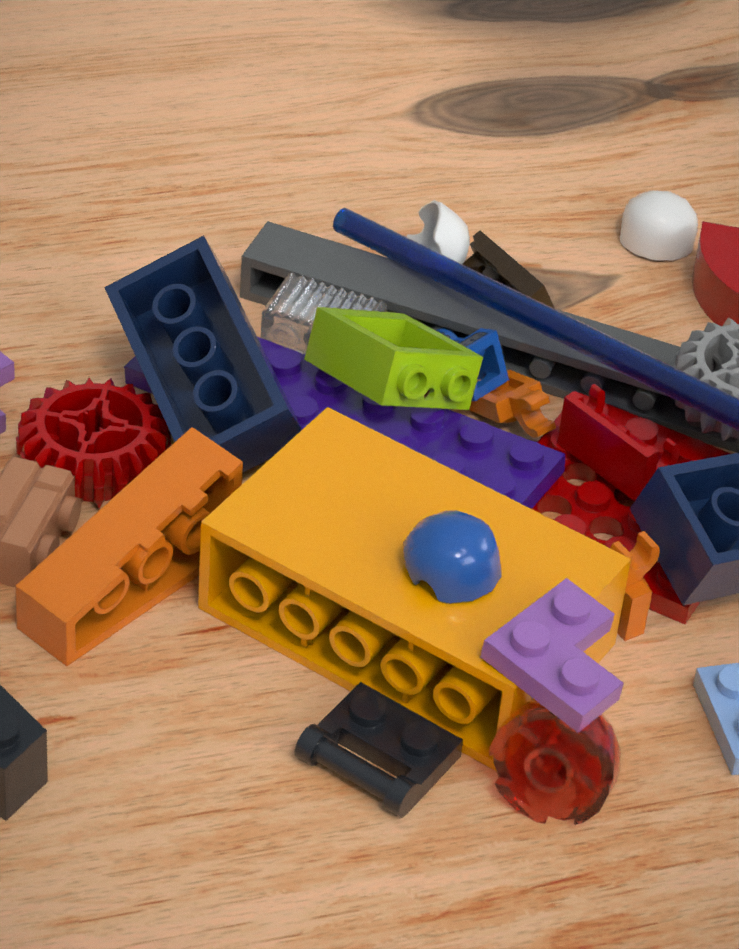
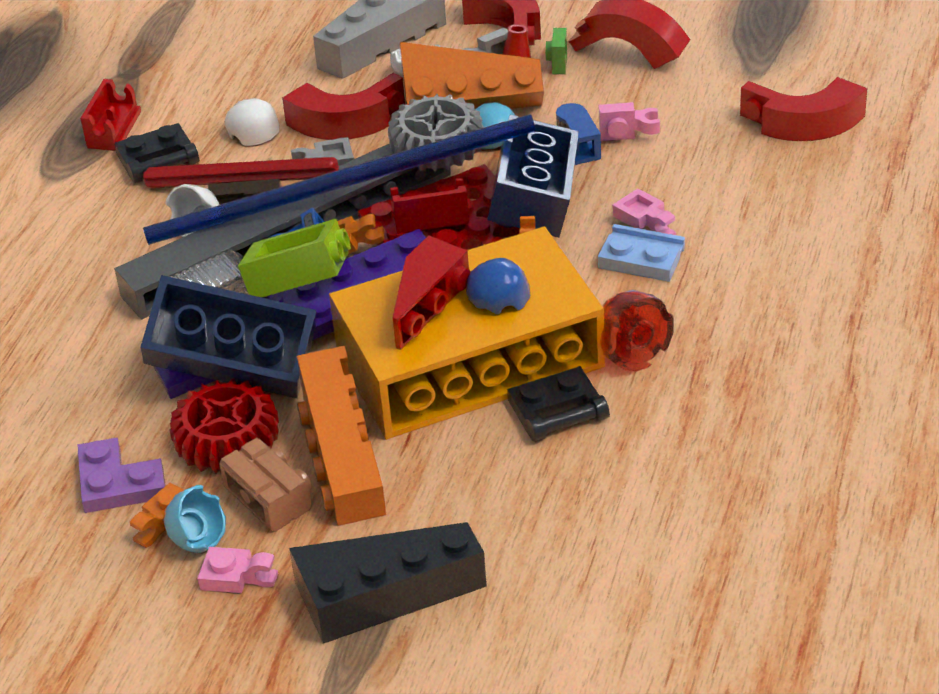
camera: 50 degrees left, 0 degrees up
(376, 481) = (428, 282): none -> red slope
(531, 172) = (156, 149): none -> black plate
(537, 253) = (239, 172): none -> red axle
(546, 655) = (593, 286): medium lavender plate -> none
(549, 102) = (109, 116): none -> red hinge
(651, 317) = (335, 148): none -> light grey plate

